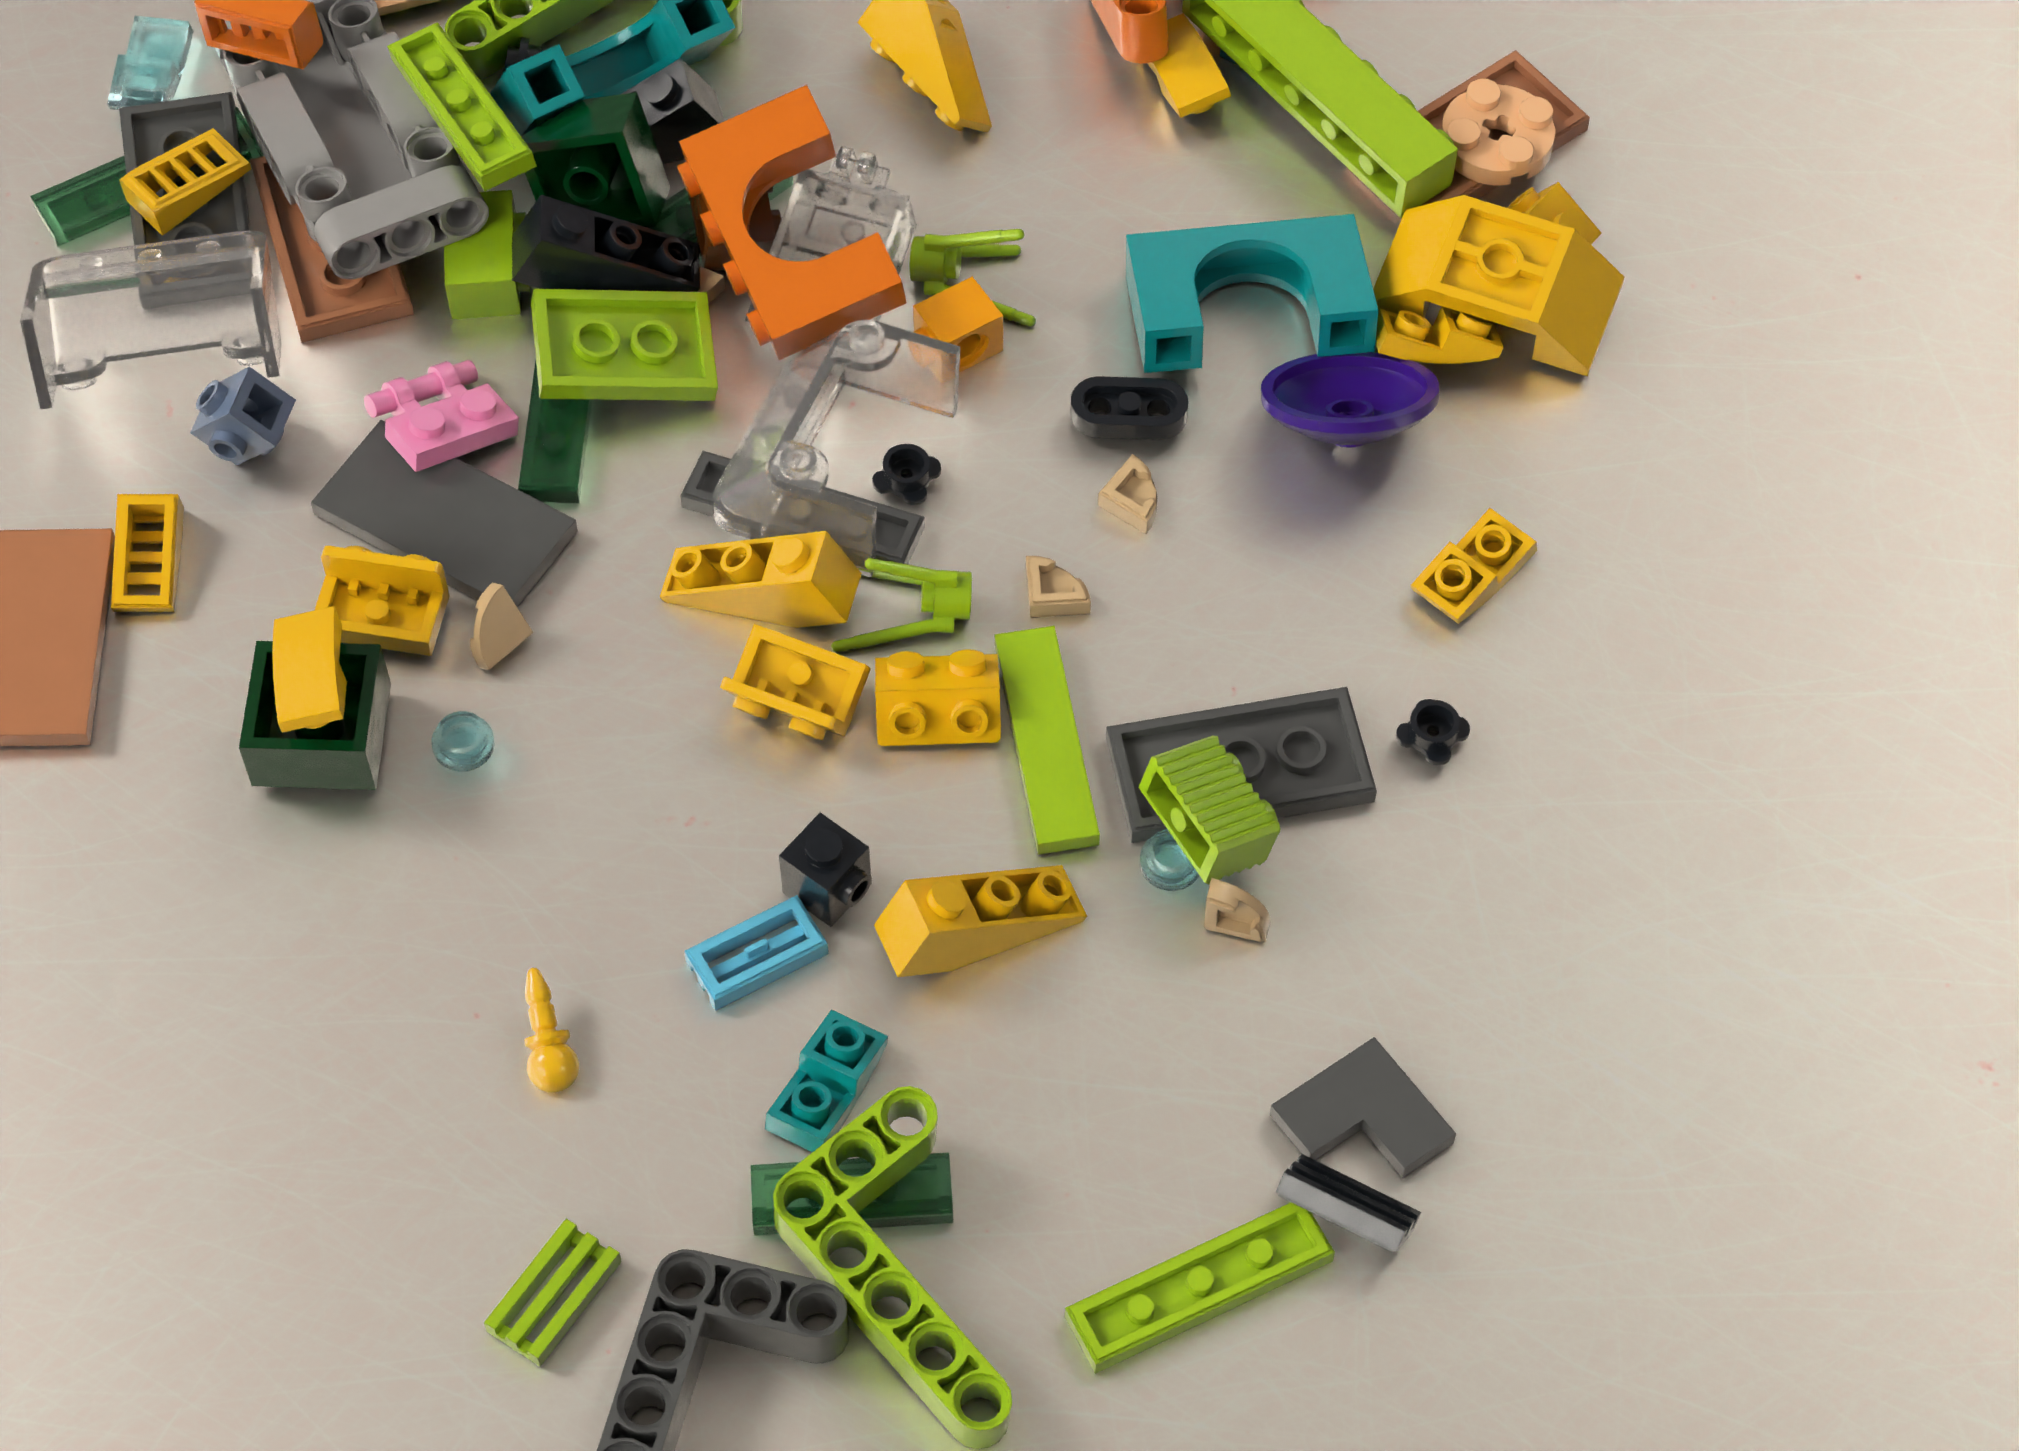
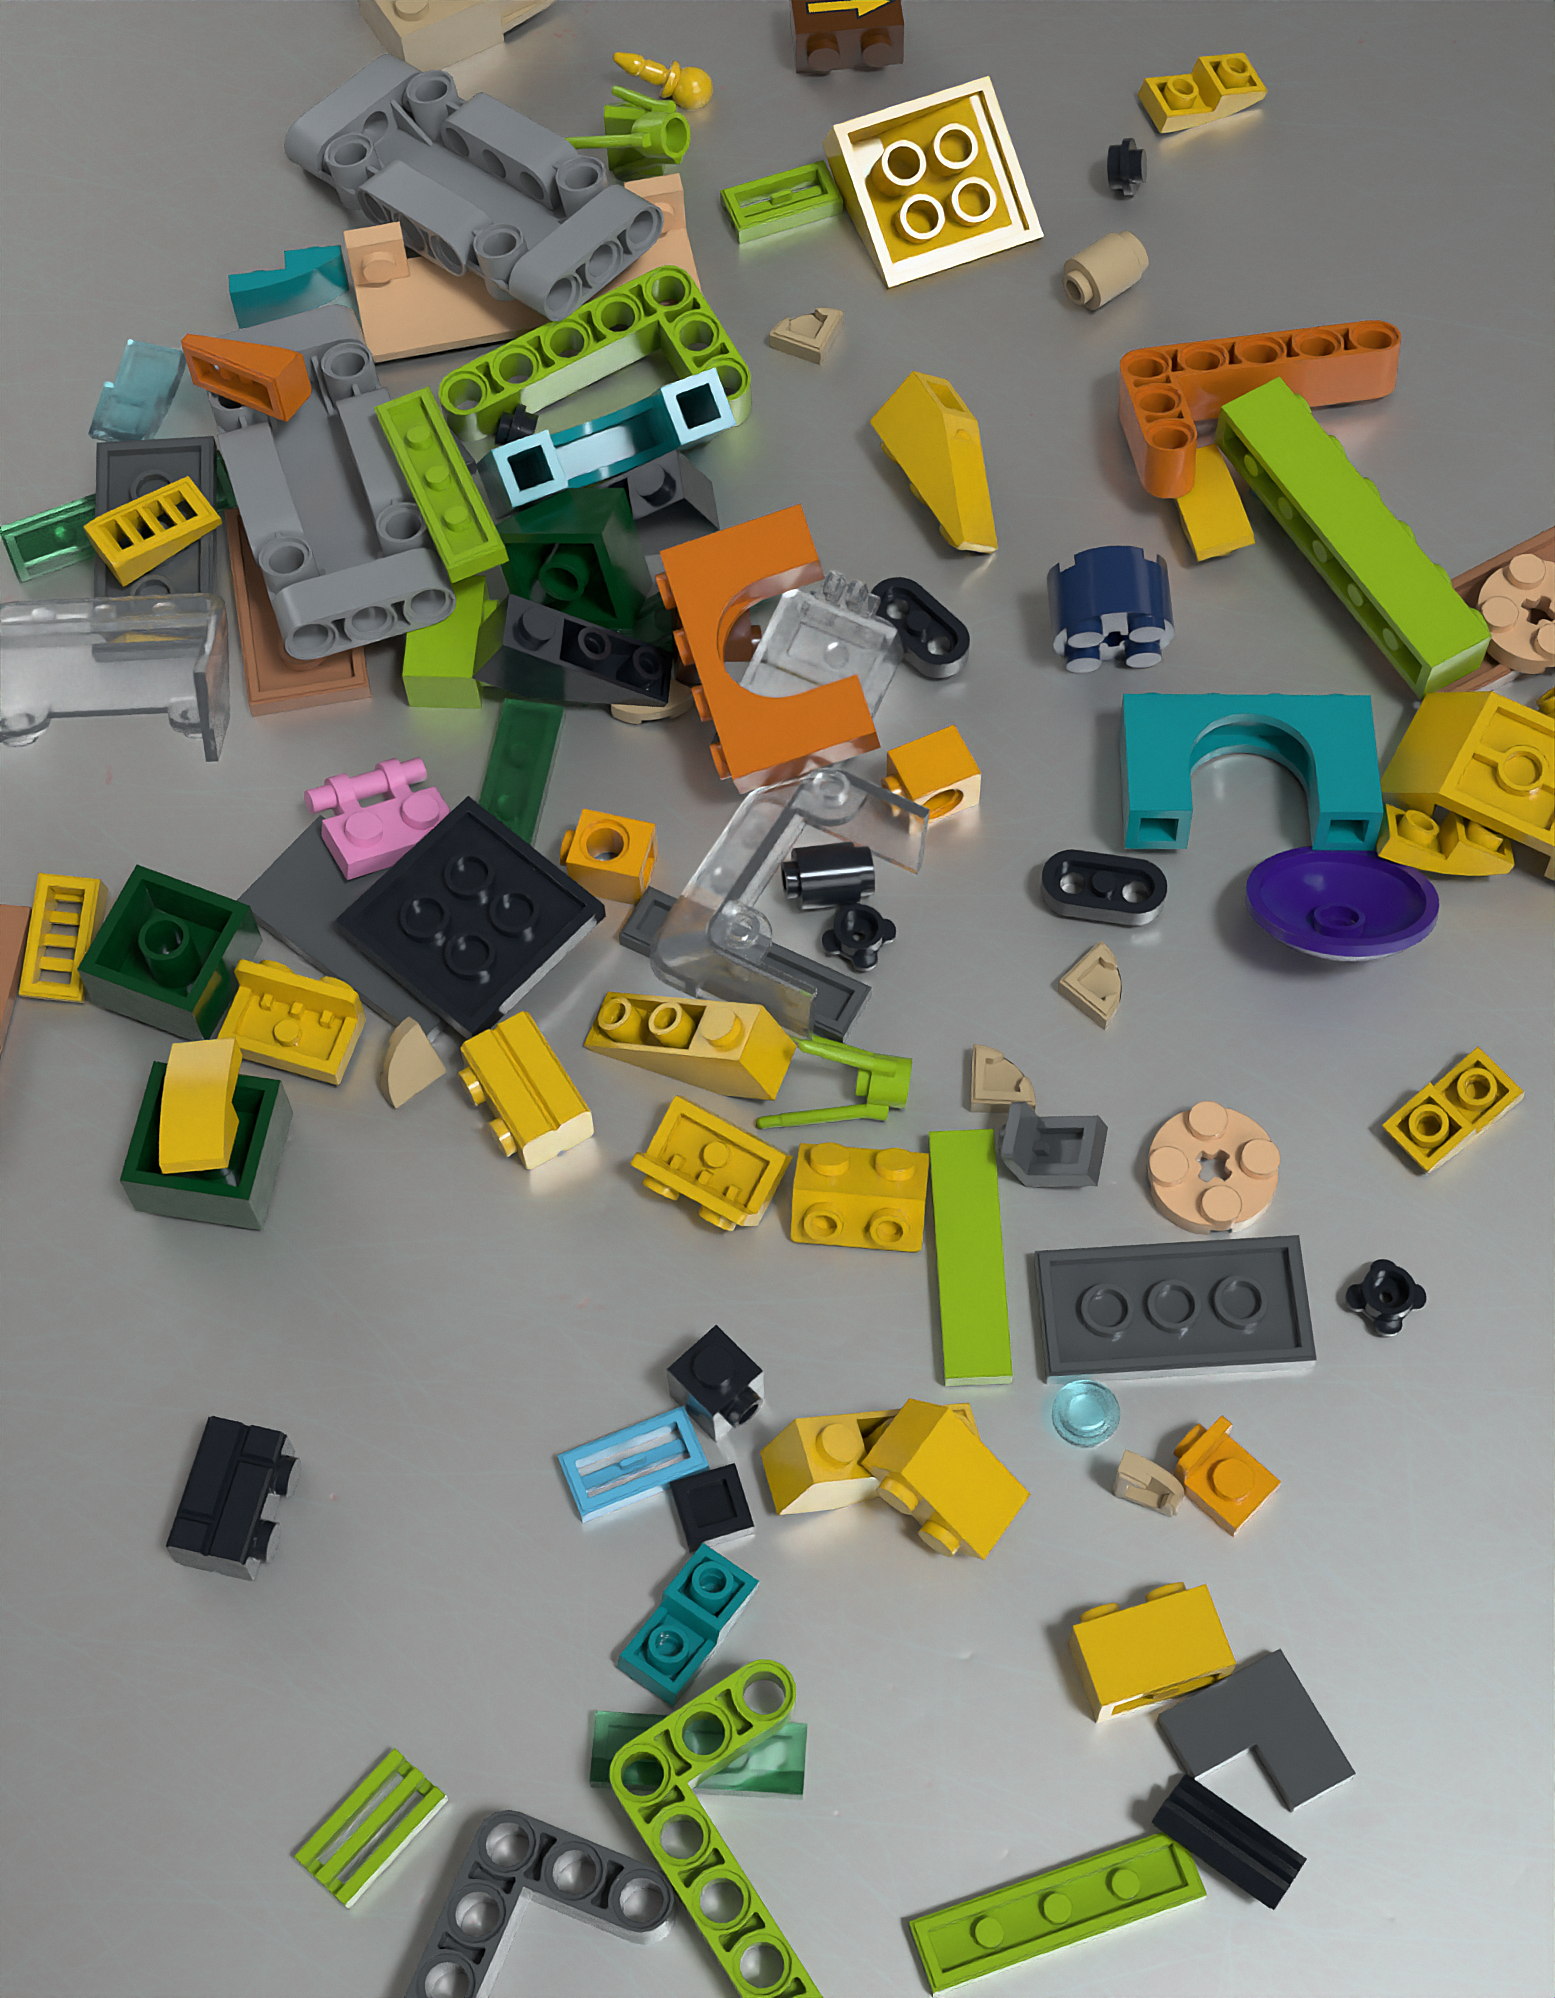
camera: 10 degrees right, 5 degrees up
(242, 416) = (176, 799): sand blue brick -> none
(254, 550) = (170, 954): none -> dark green brick
(383, 1022) = (233, 1499): none -> black brick
(462, 741) = (358, 1188): clear light blue plate -> none
(539, 492) = (471, 918): none -> black plate
(552, 1062) = (404, 1563): yellow bar -> none
(611, 638) = (525, 1090): none -> yellow brick
(623, 345) = (576, 755): lime plate -> none
(683, 424) = (617, 879): none -> light orange brick
(835, 980) = (712, 1507): none -> black tile
(871, 423) = (828, 875): none -> black brick
(936, 200) = (924, 628): none -> black plate
(940, 257) = (924, 696): lime plant -> none
(1050, 921) = (945, 1480): none -> yellow brick
(1104, 163) = (1110, 608): none -> dark blue brick
(1111, 636) = (1052, 1148): none -> dark grey bracket
(1210, 808) = (1134, 1367): lime brick -> none
(1255, 1051) = (1150, 1650): none -> yellow brick
(1268, 611) = (1211, 1134): none -> light nougat plate
(1303, 898) = (1222, 1476): none -> light orange bracket

